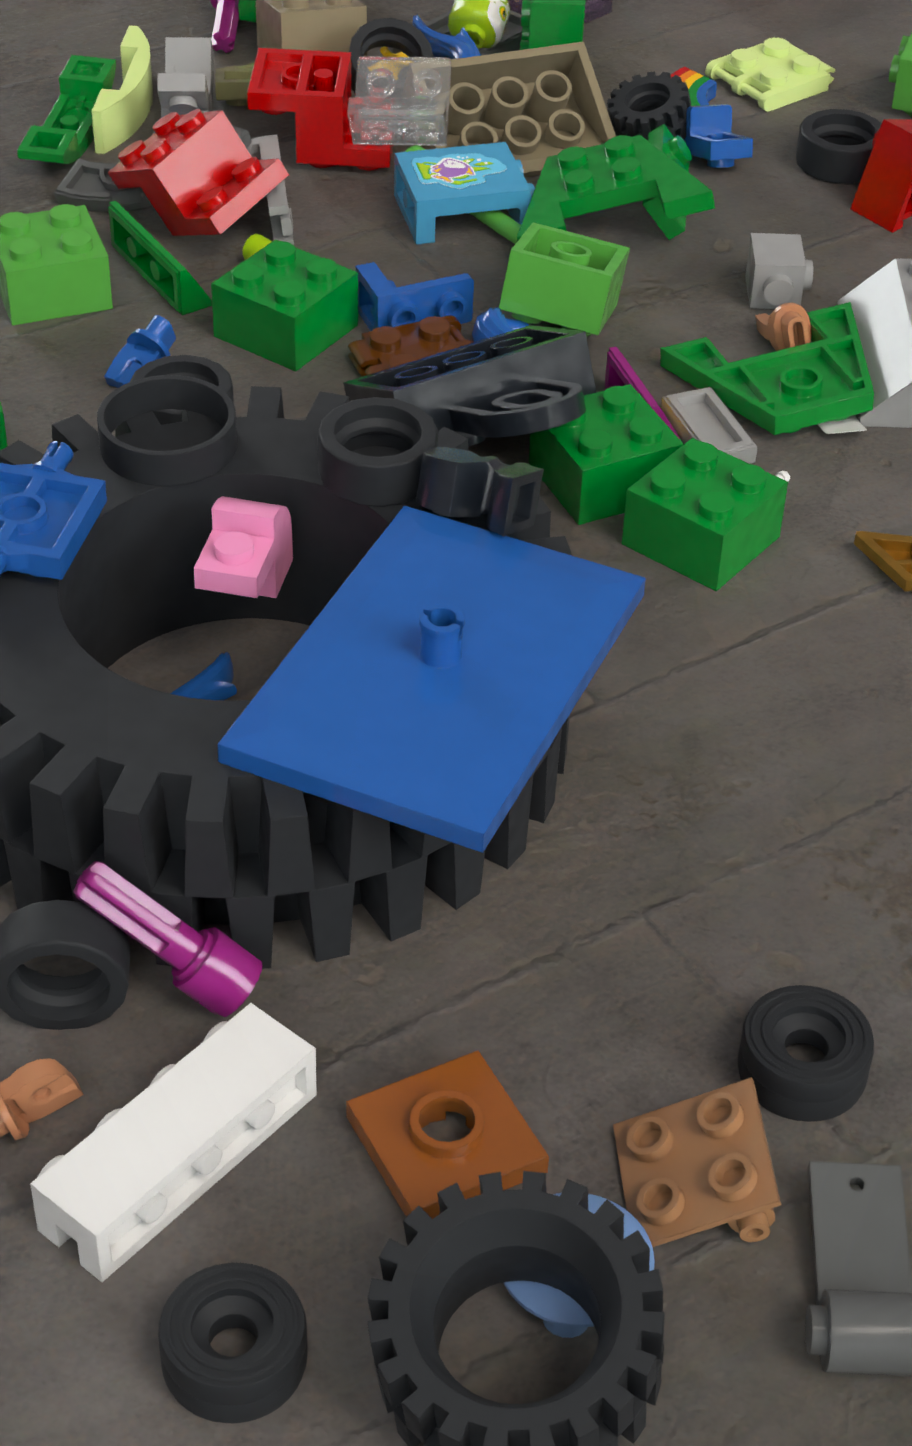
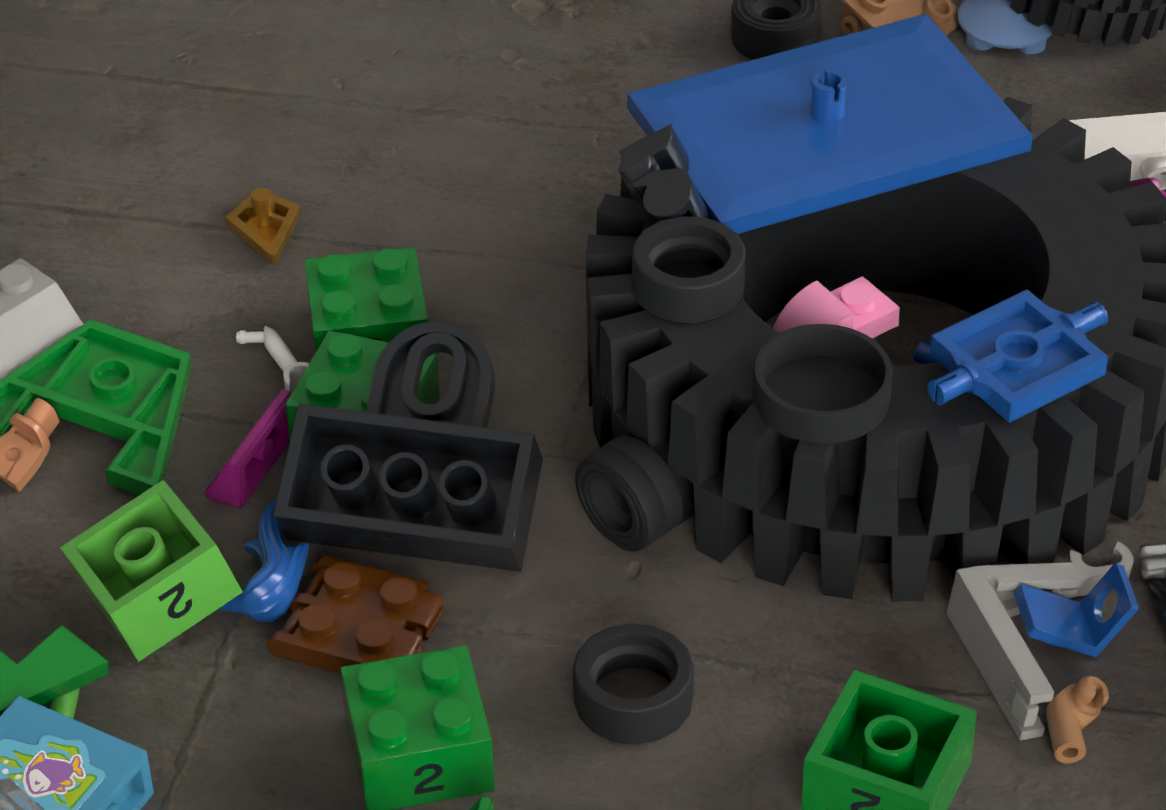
camera: 135 degrees left, 0 degrees up
(140, 349) = (606, 762): blue piece -> none
(391, 306) = (298, 657): blue bracket -> none
(418, 1166) = (1049, 84): dark orange piece -> none
(706, 418) = (226, 411): light grey tile -> none

